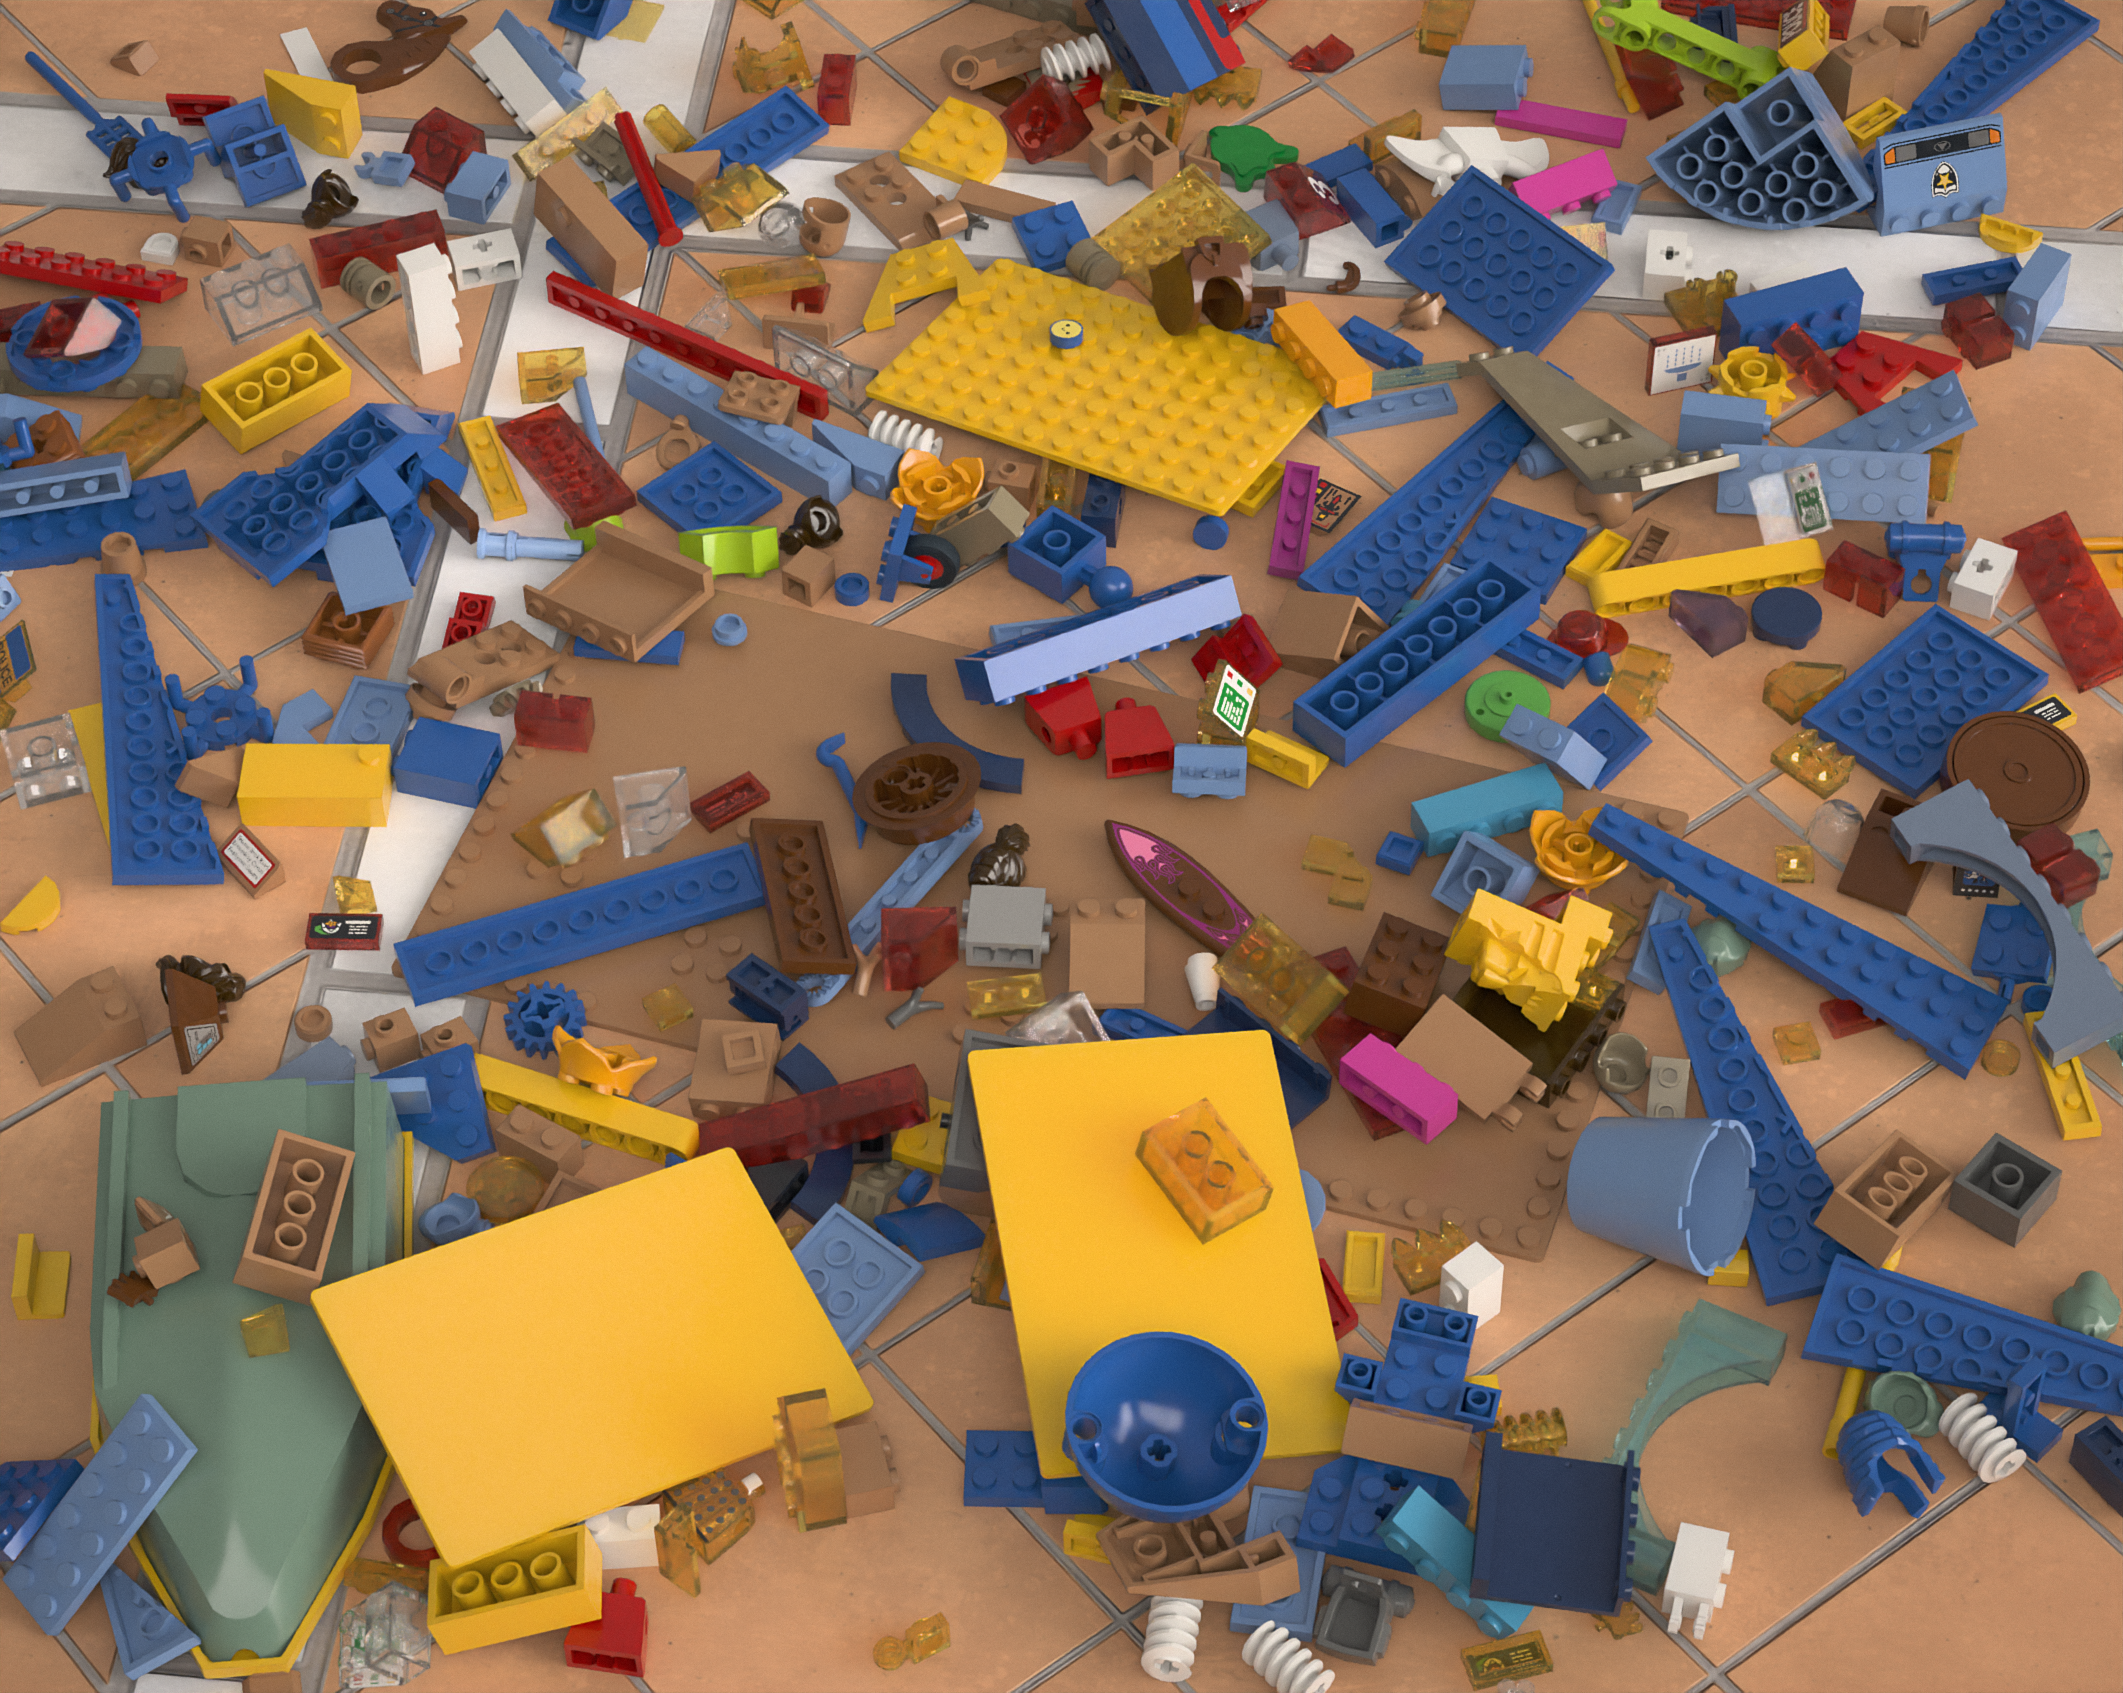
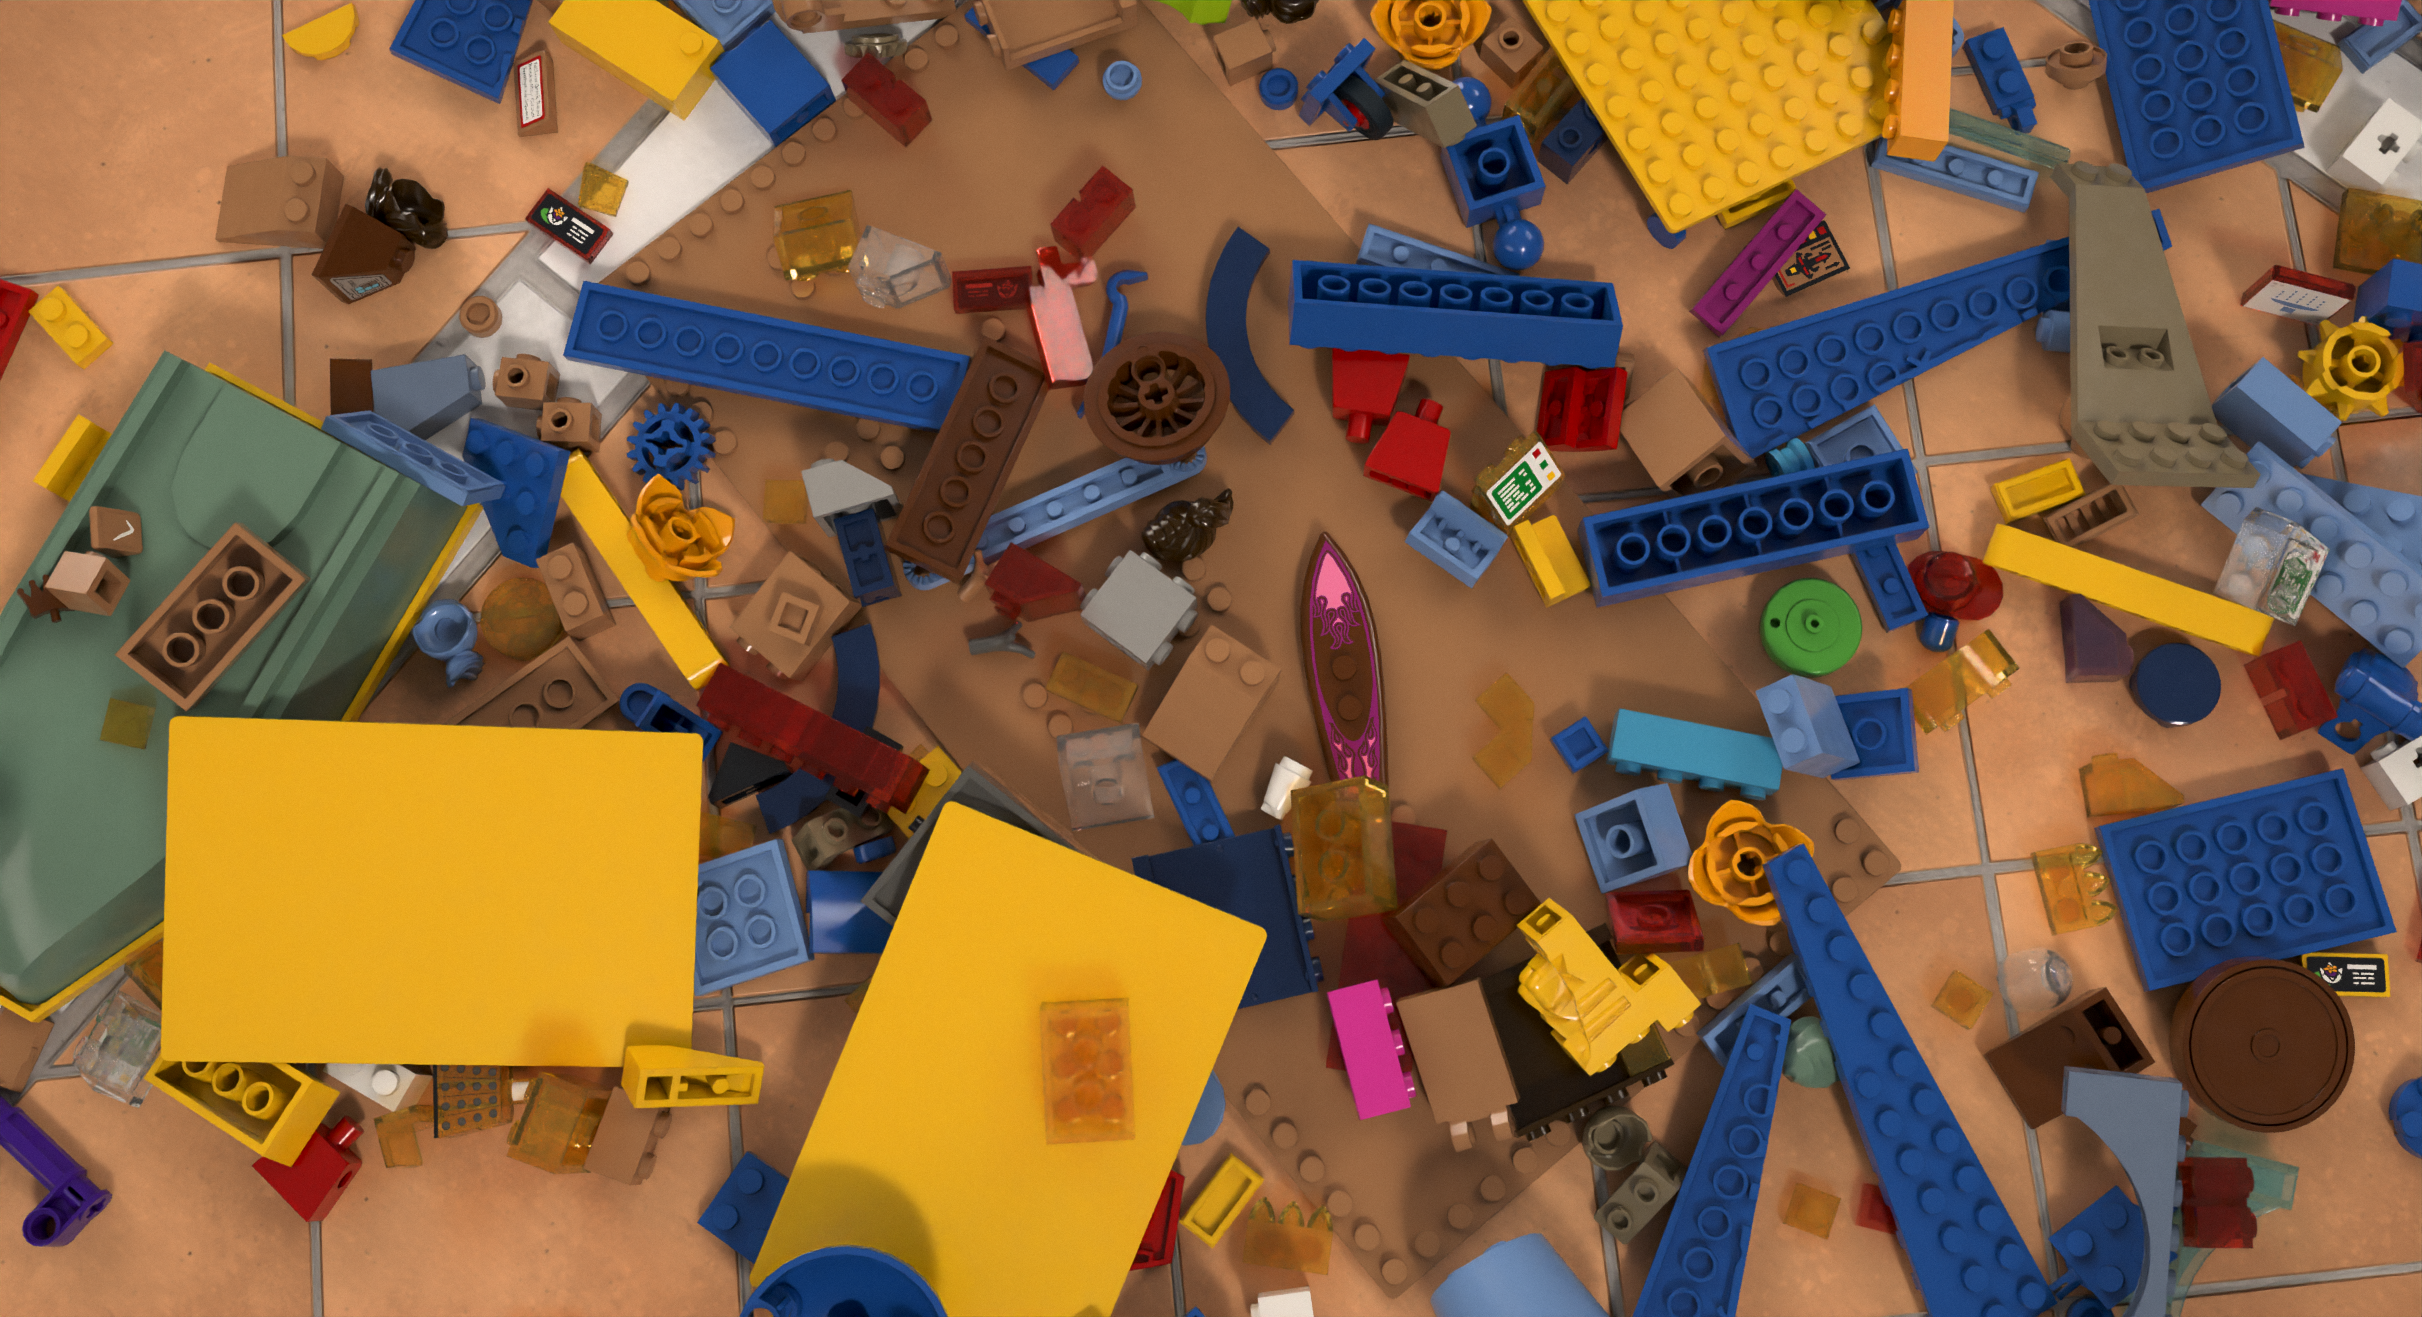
camera: 40 degrees right, 30 degrees up
(716, 952) = (842, 490): none -> light grey slope
(775, 714) = (1087, 224): none -> clear red piece
(799, 791) = (1057, 320): none -> clear red piece
(886, 1395) = (688, 1077): none -> yellow slope
(1524, 541) = (1963, 430): blue plate -> none

